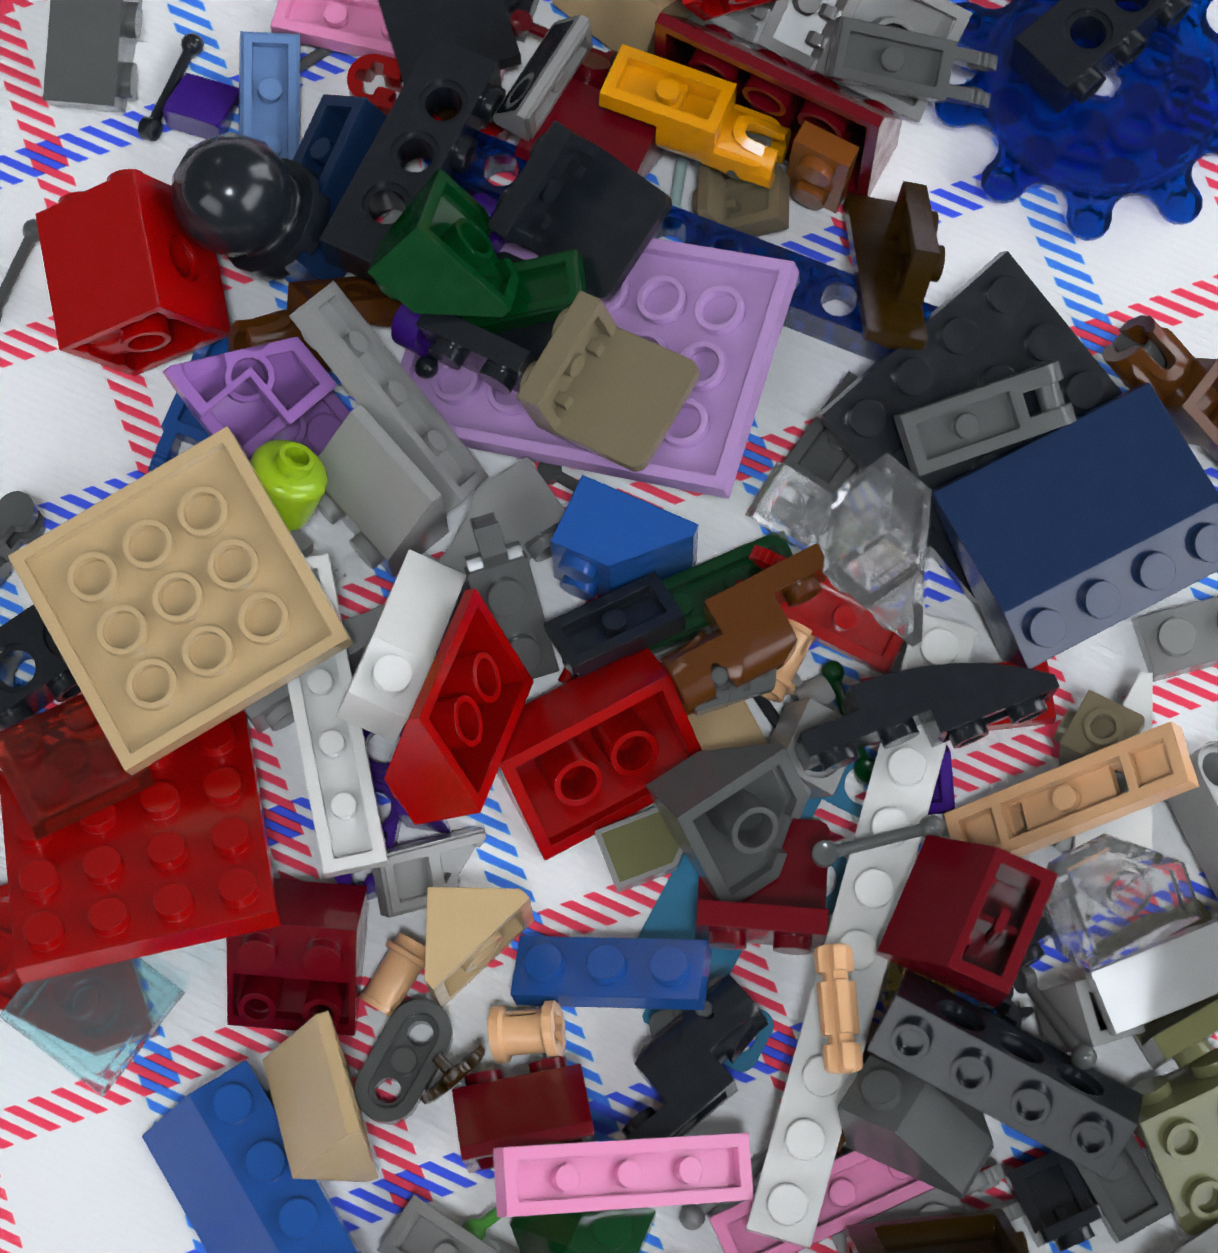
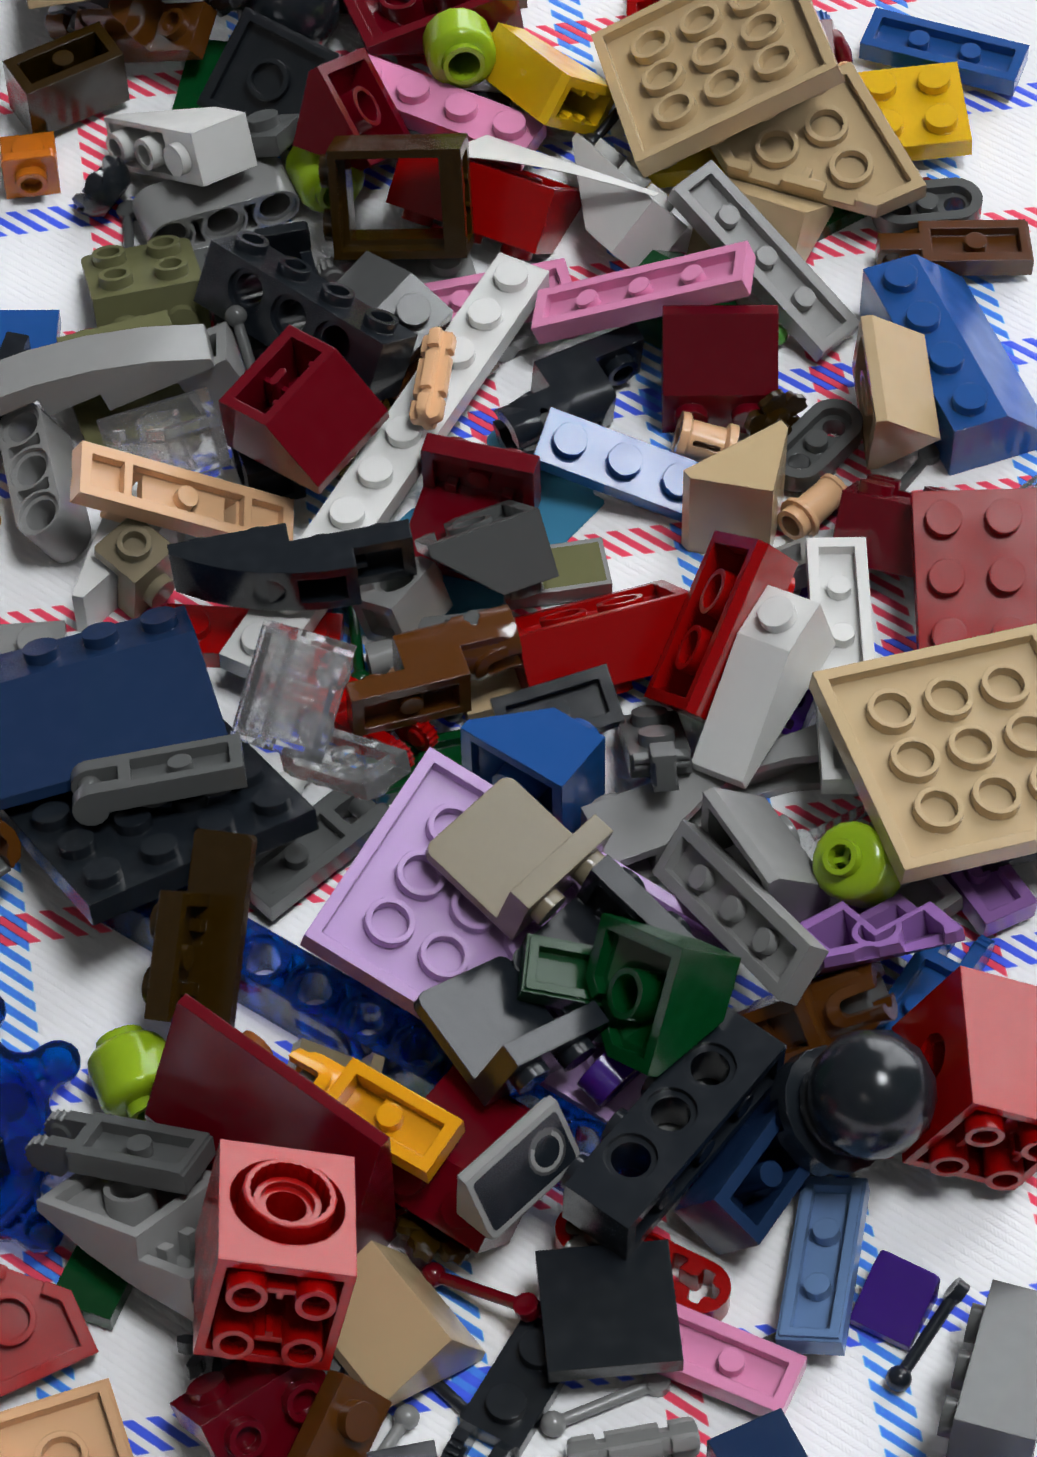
camera: 170 degrees left, 20 degrees down
(826, 853) = (410, 494): dark grey hinge -> none
(933, 163) = (125, 1069): none -> lime head

